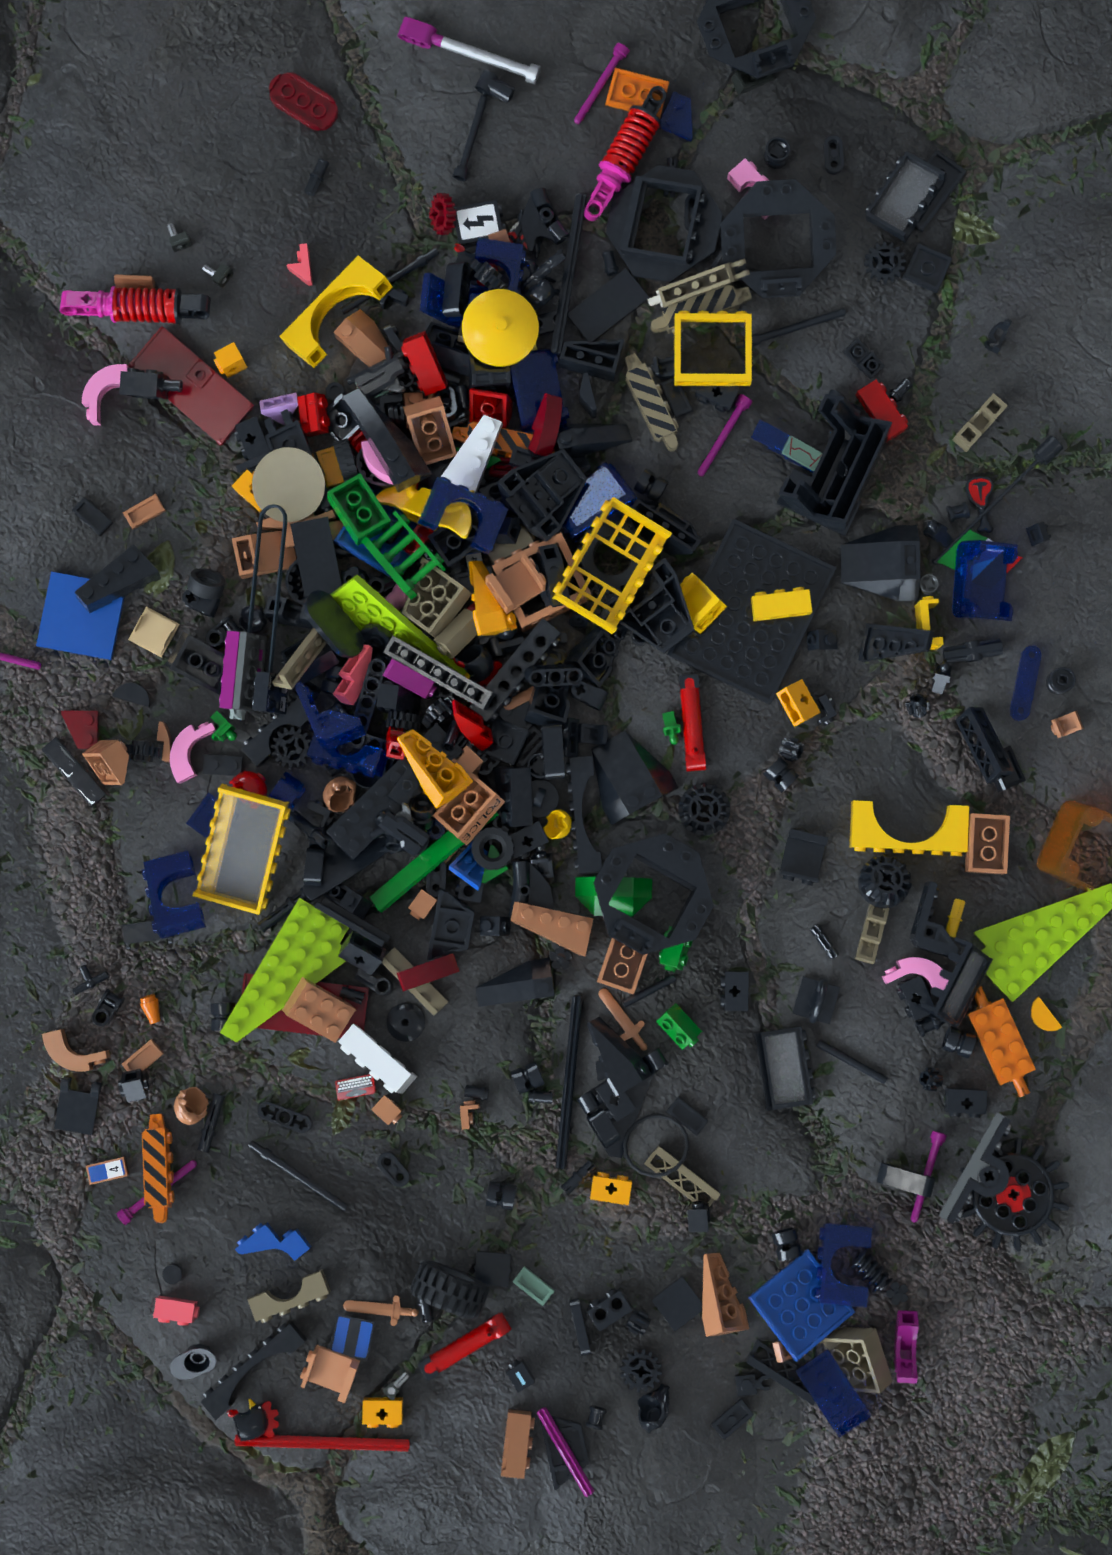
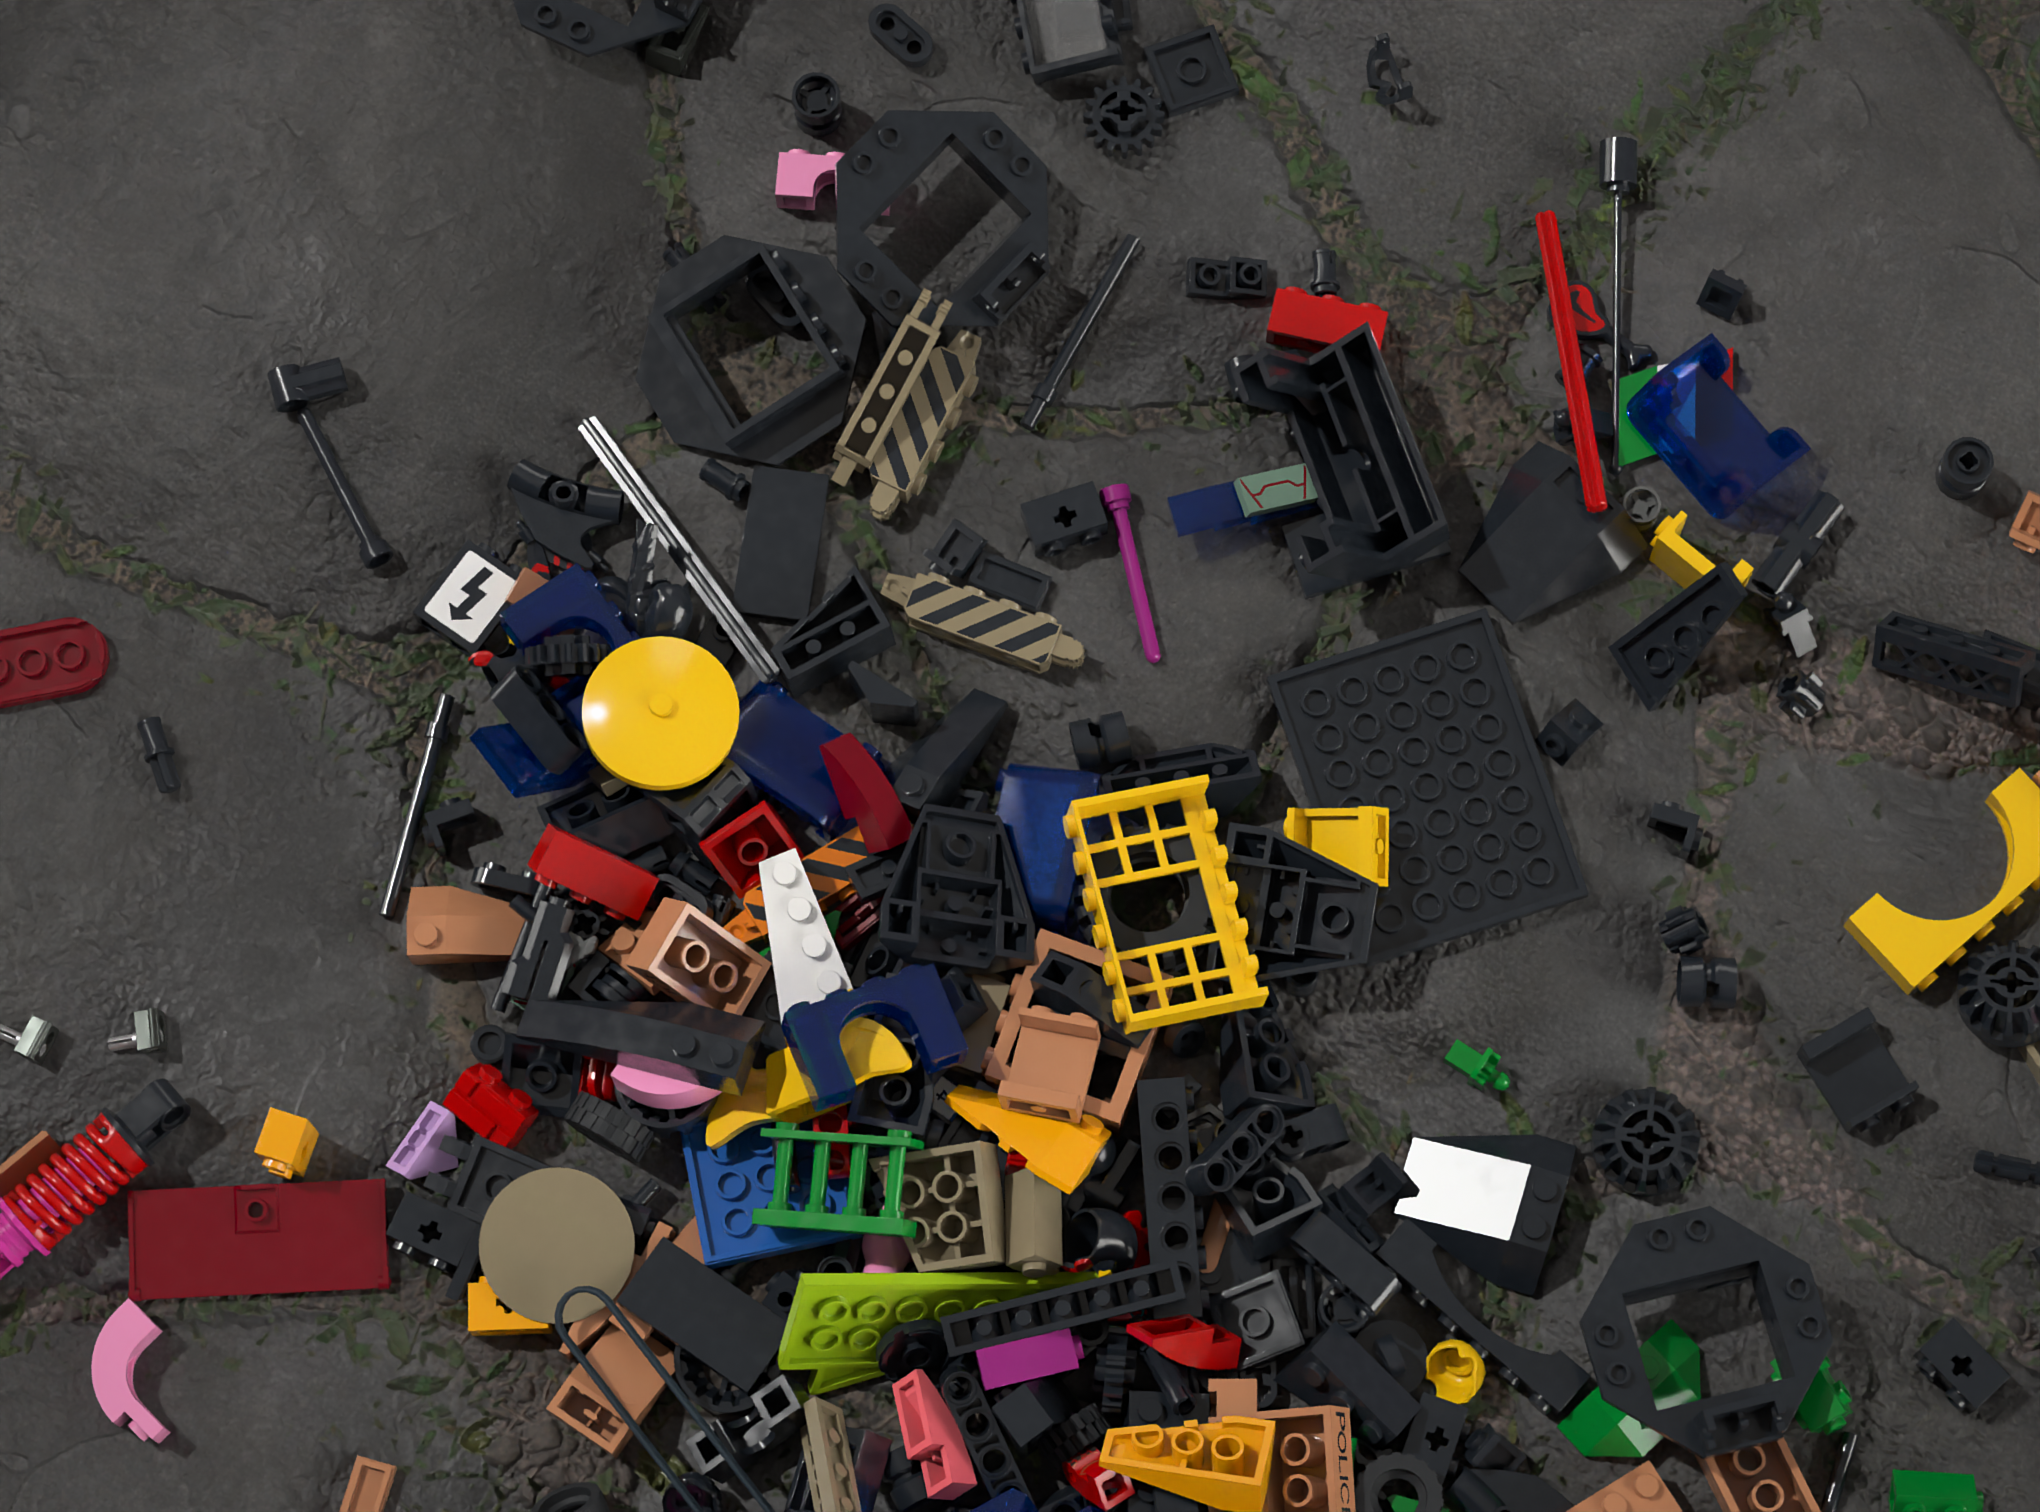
camera: 45 degrees left, 10 degrees down
(147, 385) = (194, 1297): black brick -> none
(303, 269) = (269, 909): coral slope -> none
(330, 466) = (585, 1155): light orange tile -> none
(333, 624) = (831, 1388): tile -> none
(354, 280) = (365, 848): yellow arch -> none
(358, 509) = (701, 1181): green brick -> none
(425, 35) = (131, 403): piece -> none
(442, 214) = (407, 632): dark red gear -> none
(619, 53) = (446, 170): magenta piece -> none
(626, 151) = (595, 299): piece -> none
(632, 89) = (527, 205): orange tile -> none
(678, 117) = (621, 184): clear blue wing -> none
(692, 722) = (1554, 1074): red piece -> none
(712, 379) = (1042, 504): yellow window -> none
(781, 604) = (1461, 733): yellow brick -> none
(798, 702) = (1627, 853): light orange brick -> none
(956, 506) = (1571, 362): none -> red axle
(979, 422) = (1483, 214): dark tan arch -> none
(1025, 683) = (1916, 520): clear blue plate -> none

